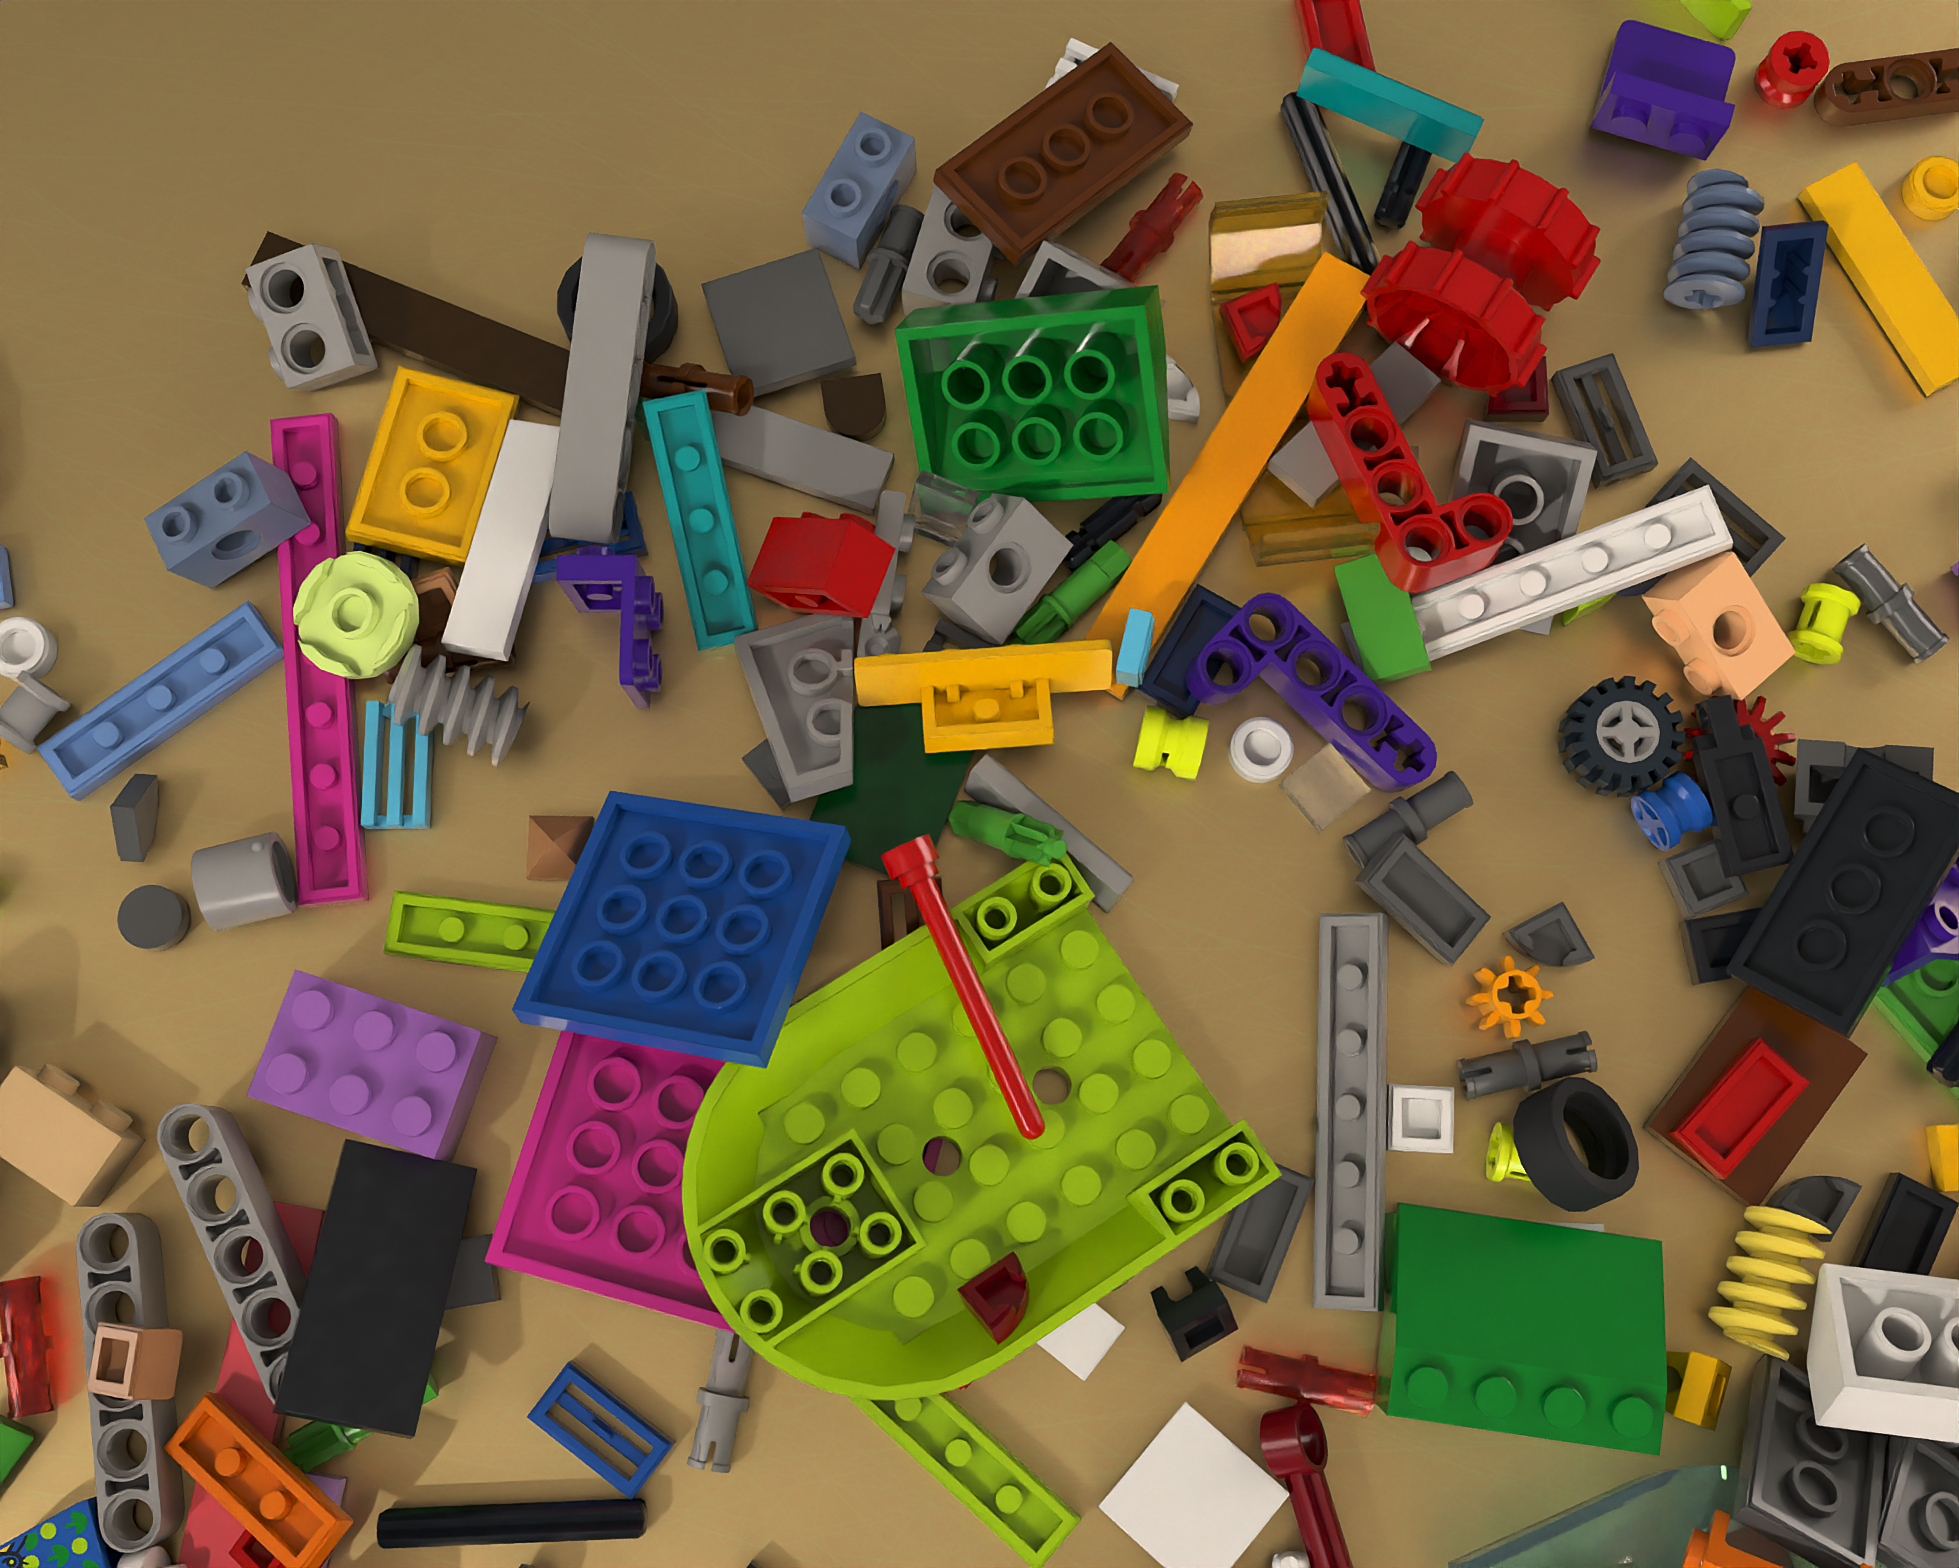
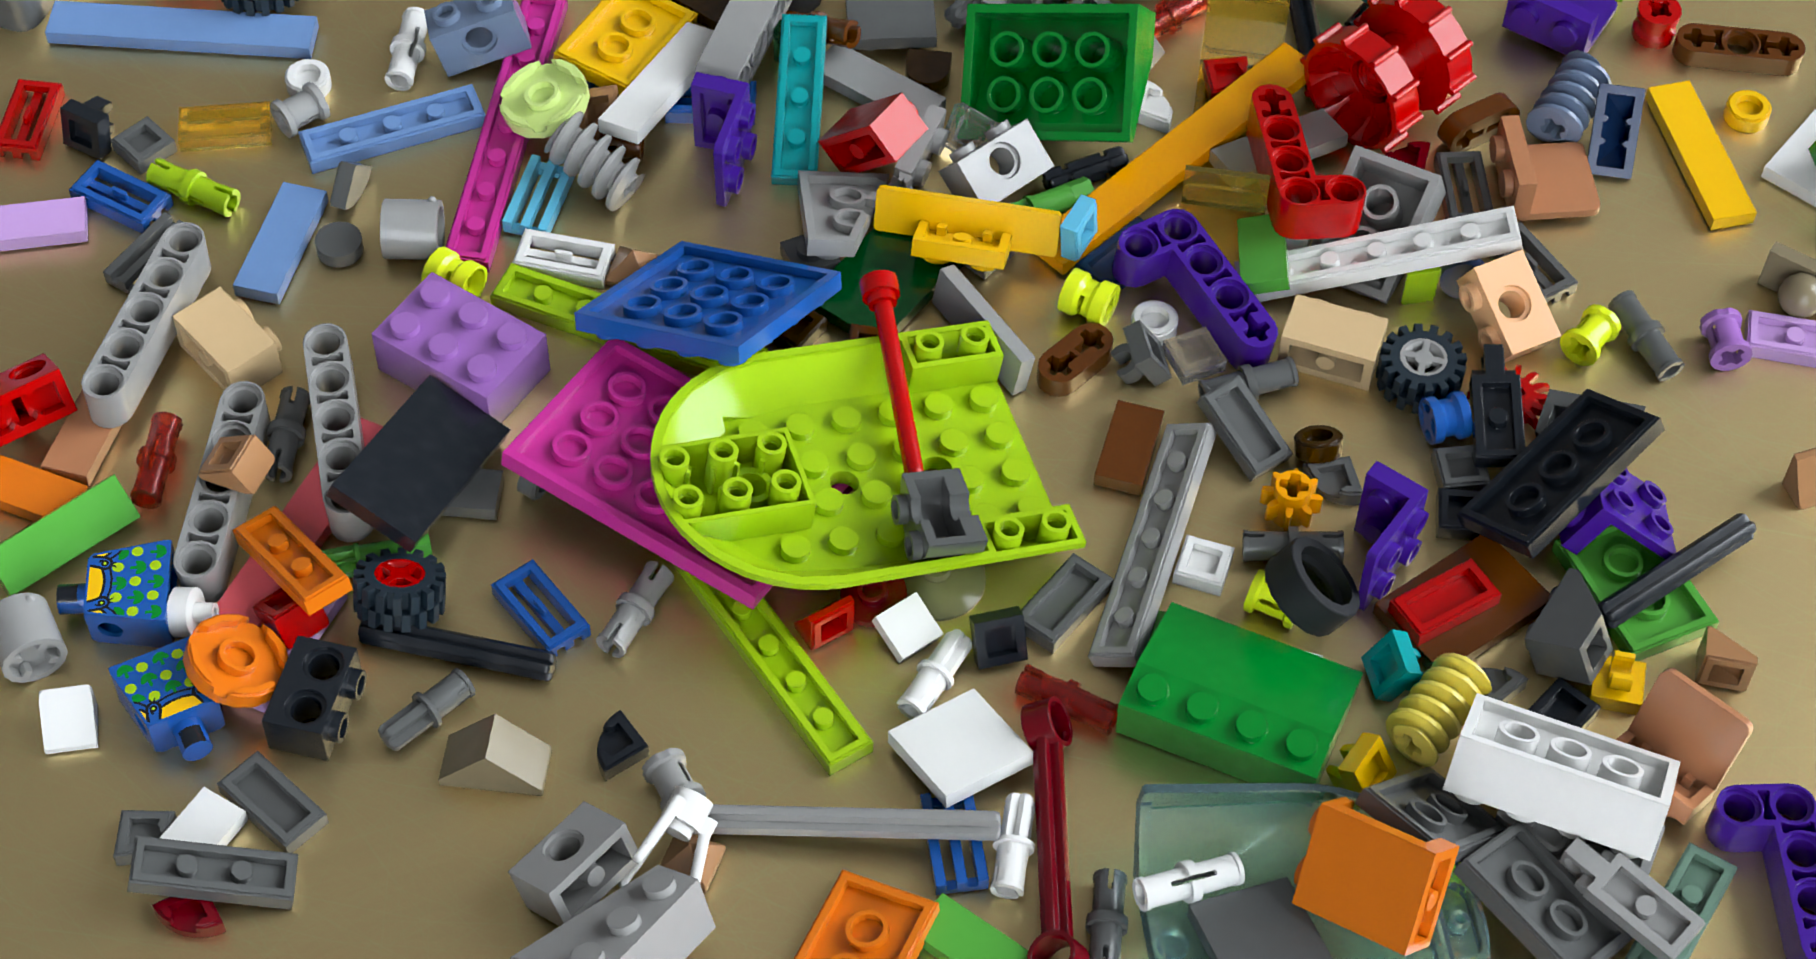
camera: 15 degrees right, 25 degrees down
(74, 937) = (280, 243): none -> medium blue tile
(140, 563) = (407, 49): none -> white pin
(182, 1259) = (287, 432): none -> dark grey pin
(325, 941) = (447, 264): none -> neon yellow wheel
(393, 1463) = (399, 590): none -> black wheel
(515, 855) = (561, 262): none -> white tile
(998, 1297) = (855, 554): dark red tile -> none
(1013, 833) = (953, 310): bright green piece -> none
(1089, 1213) = (937, 516): none -> dark grey cylinder
(1131, 1391) = (935, 674): none -> white axle
(1162, 832) = (1070, 354): none -> reddish brown beam
(1267, 813) = (1145, 356): none -> dark grey tile
(1280, 961) = (1129, 447): none -> reddish brown tile
(1502, 726) = (1333, 341): none -> tan brick
(1520, 895) = (1318, 444): none -> dark brown tile
(1602, 309) = (1475, 122): none -> reddish brown beam
(1674, 1033) = (1390, 519): none -> dark purple bracket
(1696, 1222) = (1392, 665): none -> teal tile
(1705, 376) = (1542, 178): none -> nougat bracket
(1909, 1112) = (1569, 633): none -> dark grey slope

